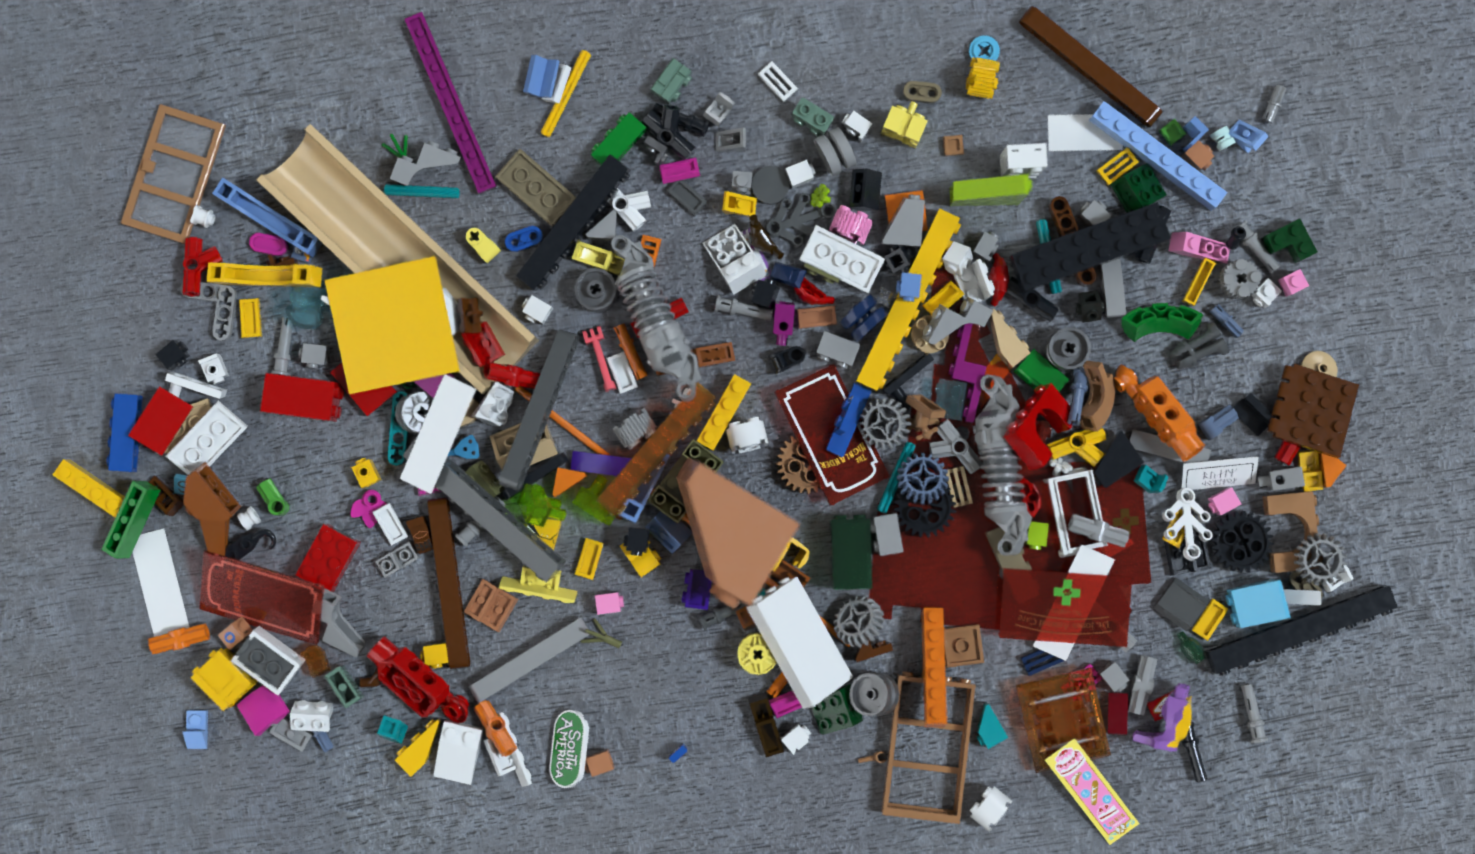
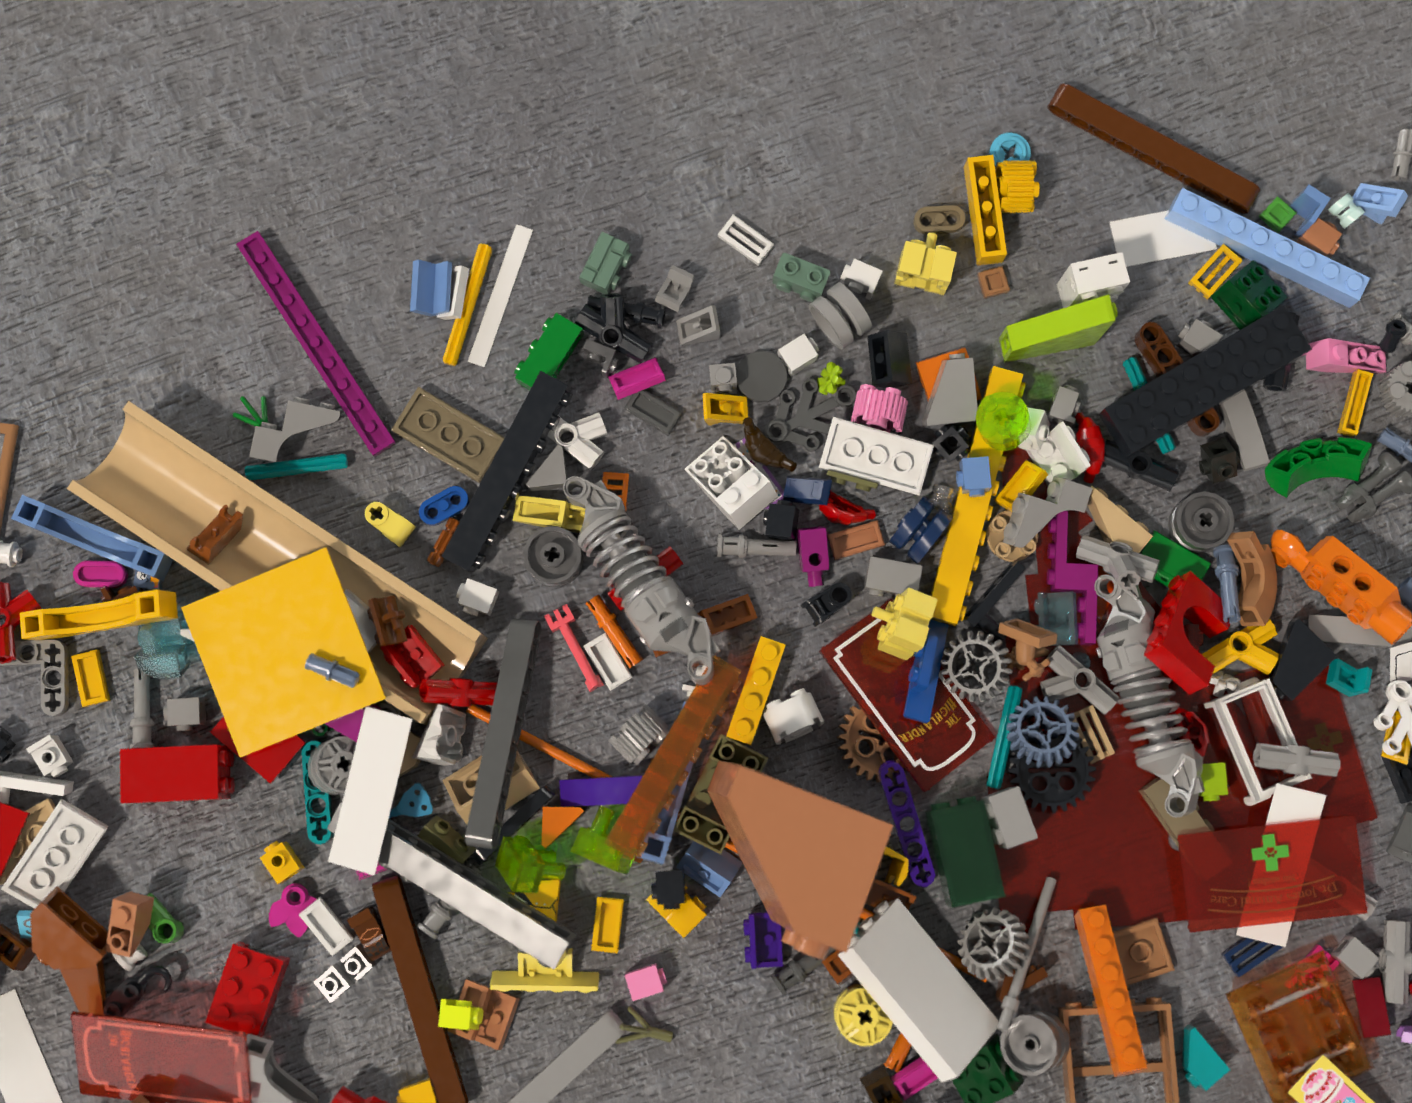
camera: 10 degrees left, 5 degrees down
(252, 496) = (128, 922): none -> nougat slope
(357, 232) = (216, 535): none -> dark orange hinge
(425, 344) = (332, 670): none -> sand blue axle
(474, 602) = (460, 1014): none -> neon yellow brick
(511, 275) = (435, 557): none -> dark orange axle
(590, 90) = (500, 295): none -> white sticker
(814, 535) = (912, 835): none -> dark purple beam
(839, 383) = (906, 623): none -> light yellow brick
(862, 663) = (1010, 1003): none -> light grey bar
(933, 240) = (992, 411): none -> clear neon green brick
(956, 91) = (985, 210): none -> yellow brick
(1001, 366) = (1118, 560): none -> light grey piece

